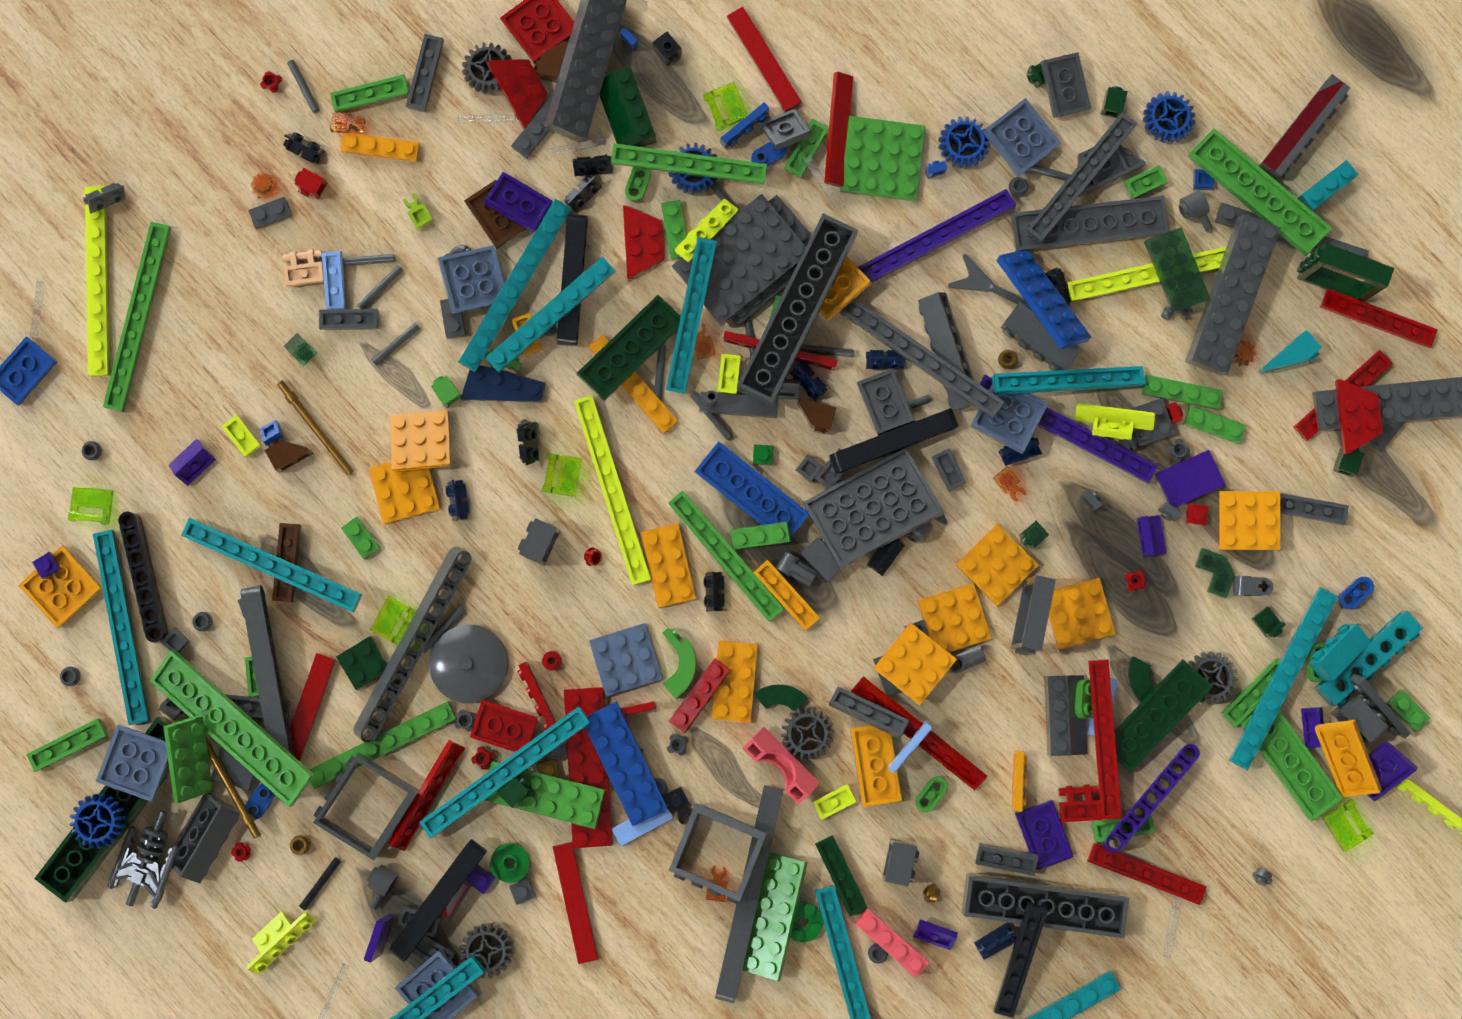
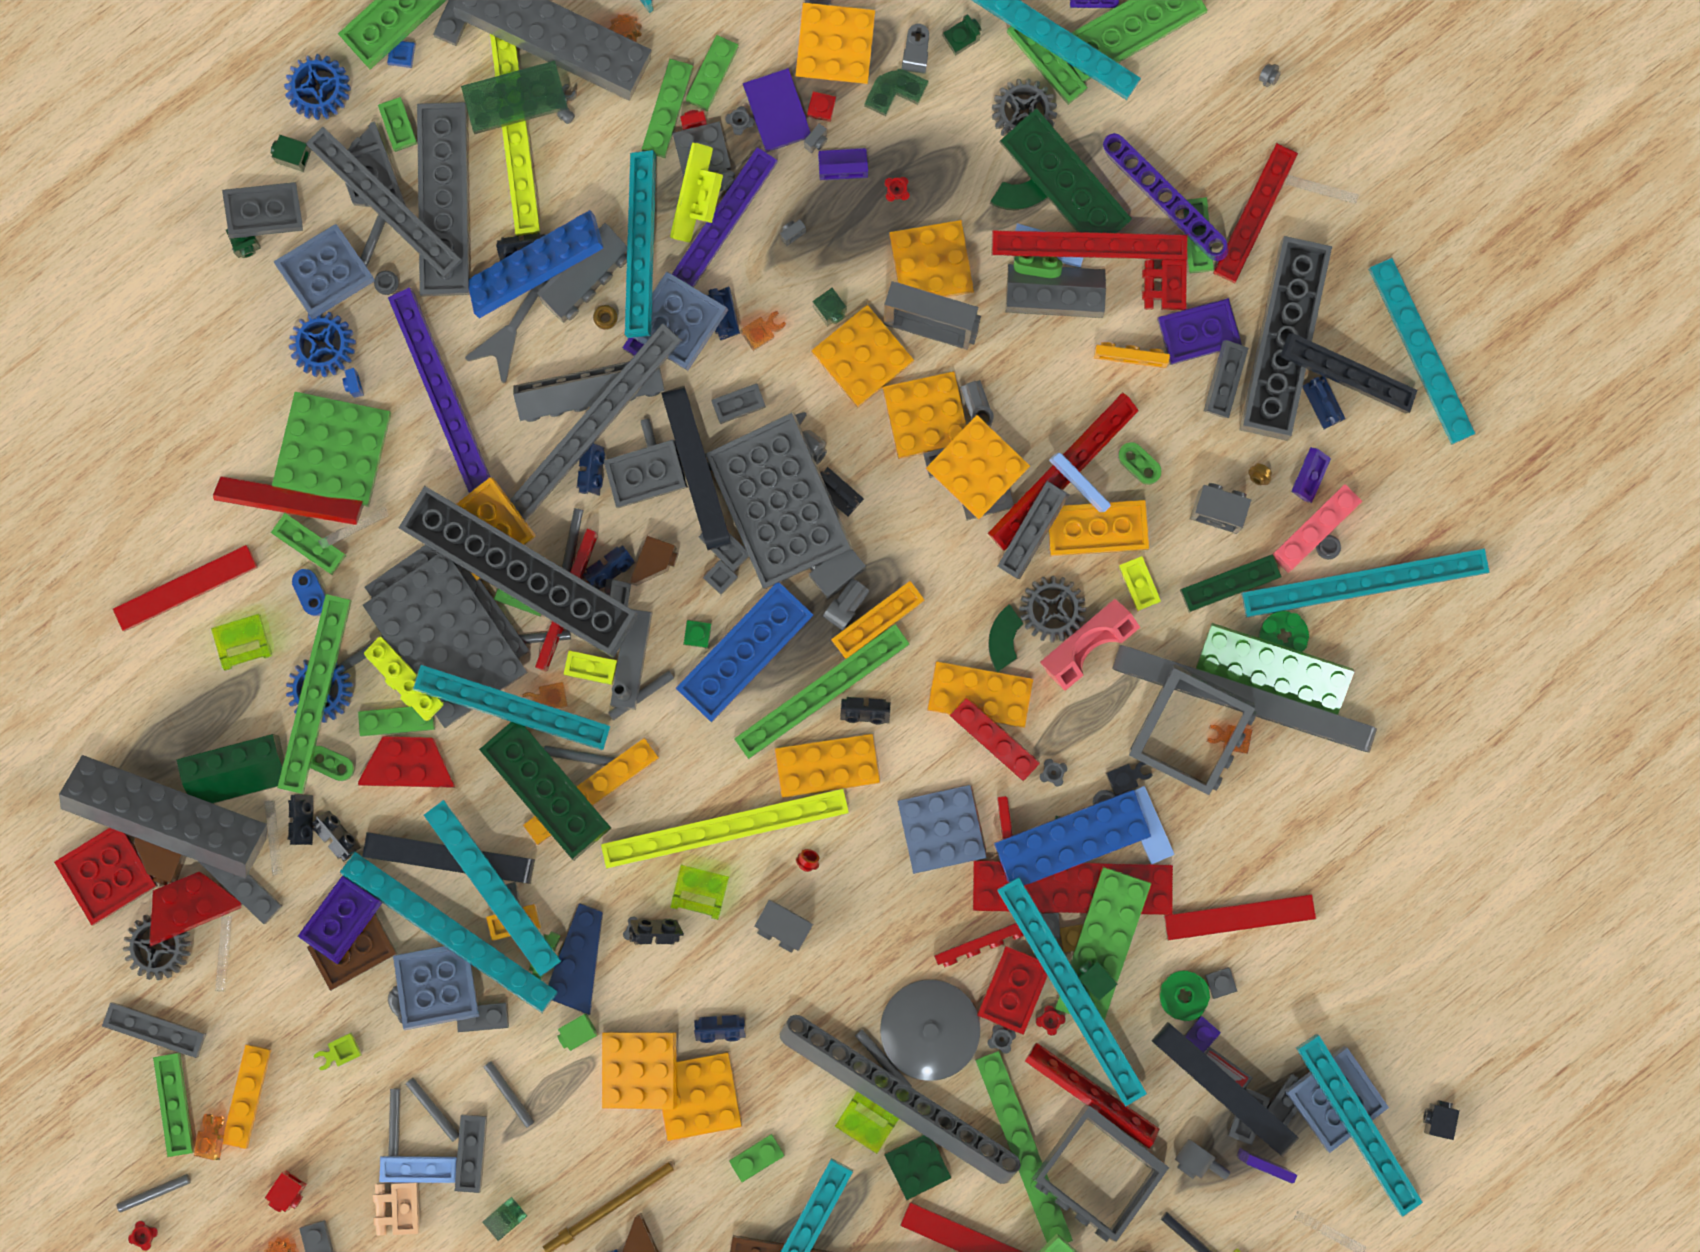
camera: 85 degrees left, 0 degrees up
(296, 143) = (239, 1189): black hinge -> none
(486, 942) = (1288, 1021): dark grey gear -> none
(558, 660) = (943, 923): red plate -> none
(629, 39) = (139, 759): blue tile -> none
(667, 49) = (158, 710): black brick -> none
(687, 664) = (958, 752): bright green arch -> none
(745, 126) = (271, 619): blue plate -> none
(760, 535) = (800, 645): bright green plate -> none
(785, 129) = (281, 567): dark grey plate -> none
(1196, 206) = (435, 66): dark grey piece -> none

